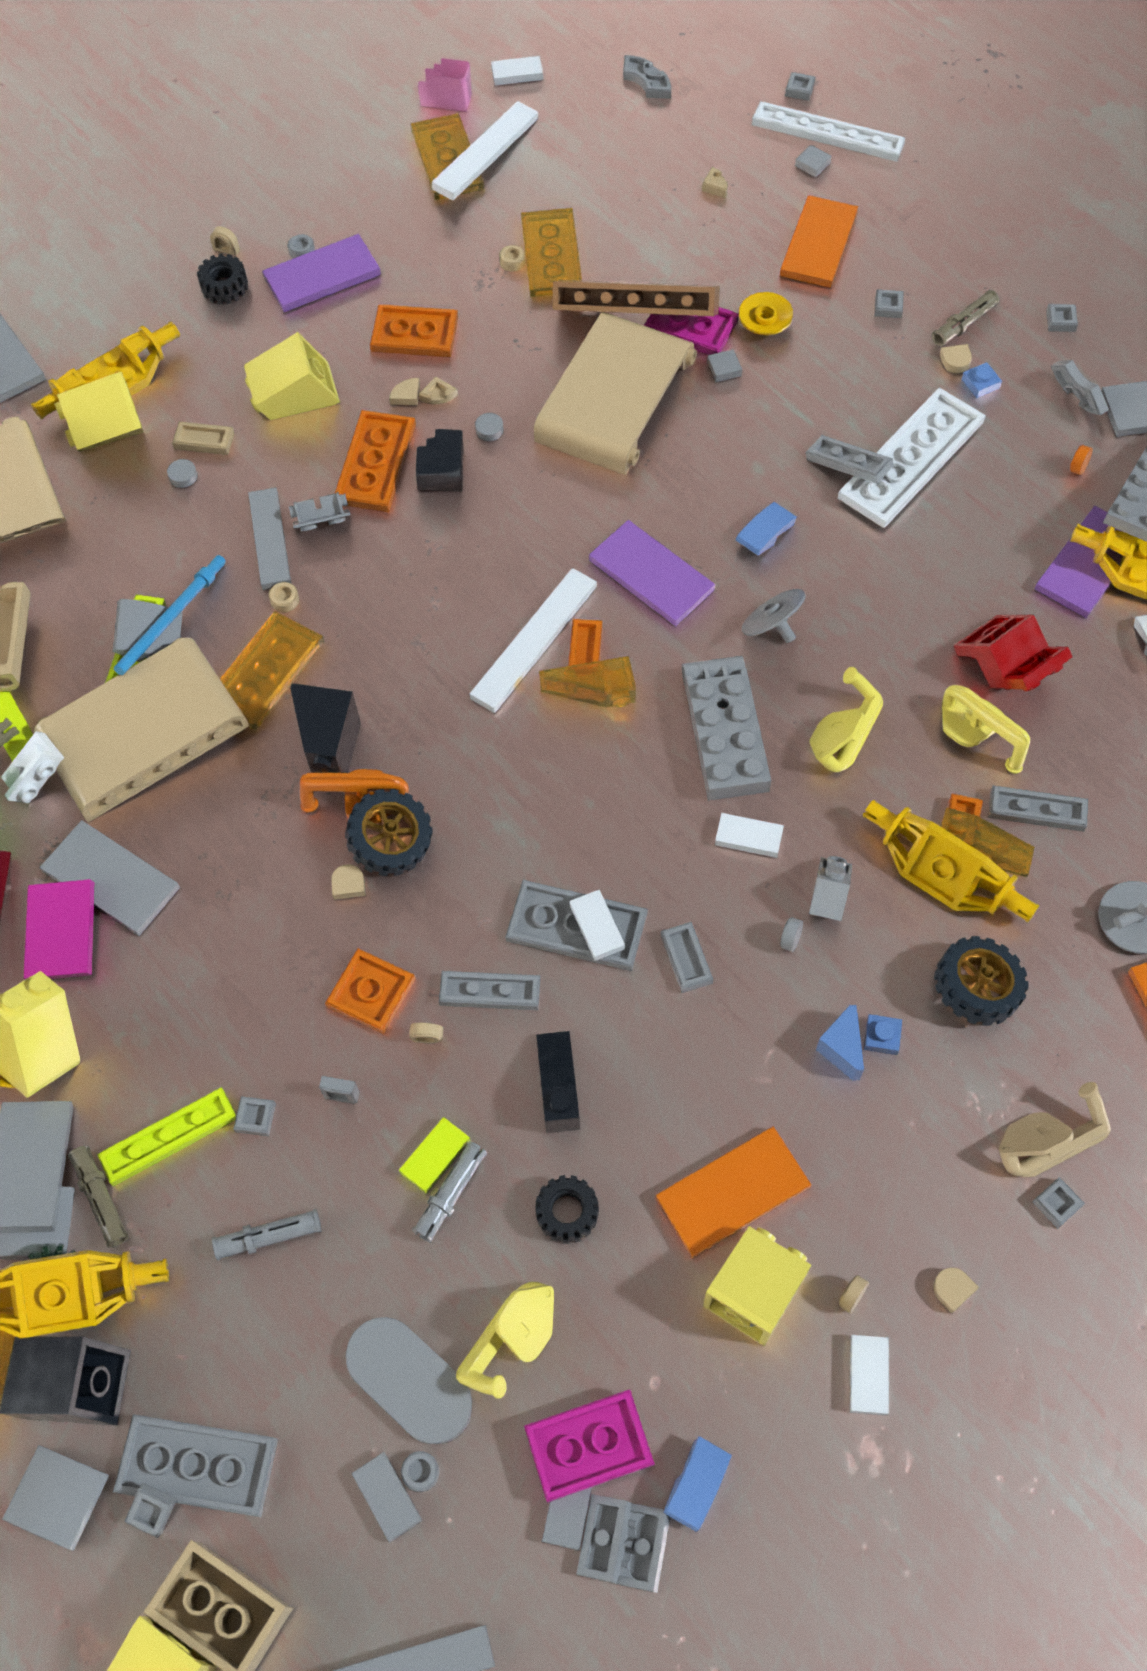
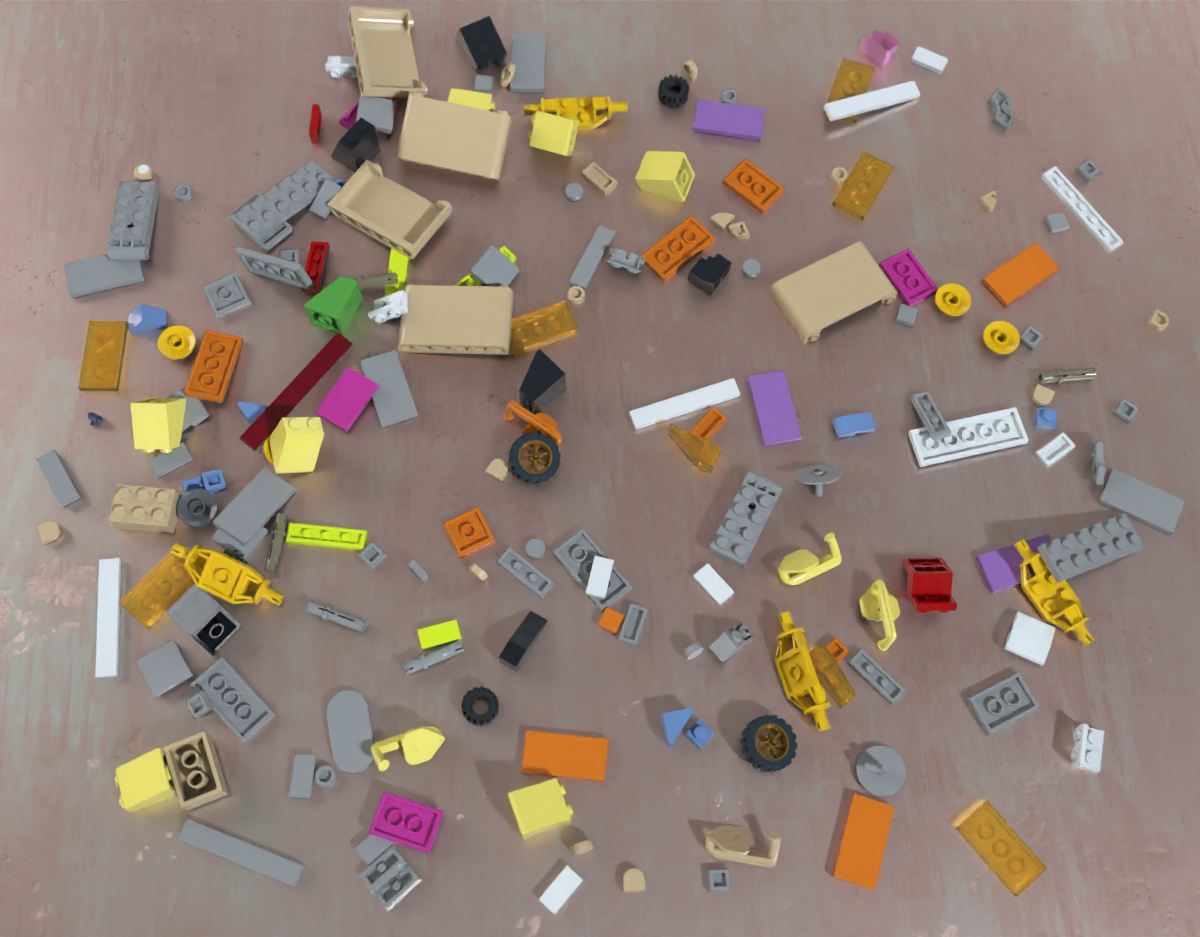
camera: 30 degrees right, 5 degrees up
(203, 579) = (541, 259): dark azure bar -> none
(479, 950) = (535, 548): none -> light grey tile
(636, 297) = (884, 245): medium nougat brick -> none
(654, 972) = (611, 620): none -> orange tile
(698, 1484) = (442, 877): medium blue slope -> none
(857, 321) = (1006, 333): none -> yellow dish
(1013, 199) = (1158, 320): none -> tan tile
(1020, 410) = (1054, 450): none -> white tile
(1081, 459) = (1063, 502): orange tile -> none

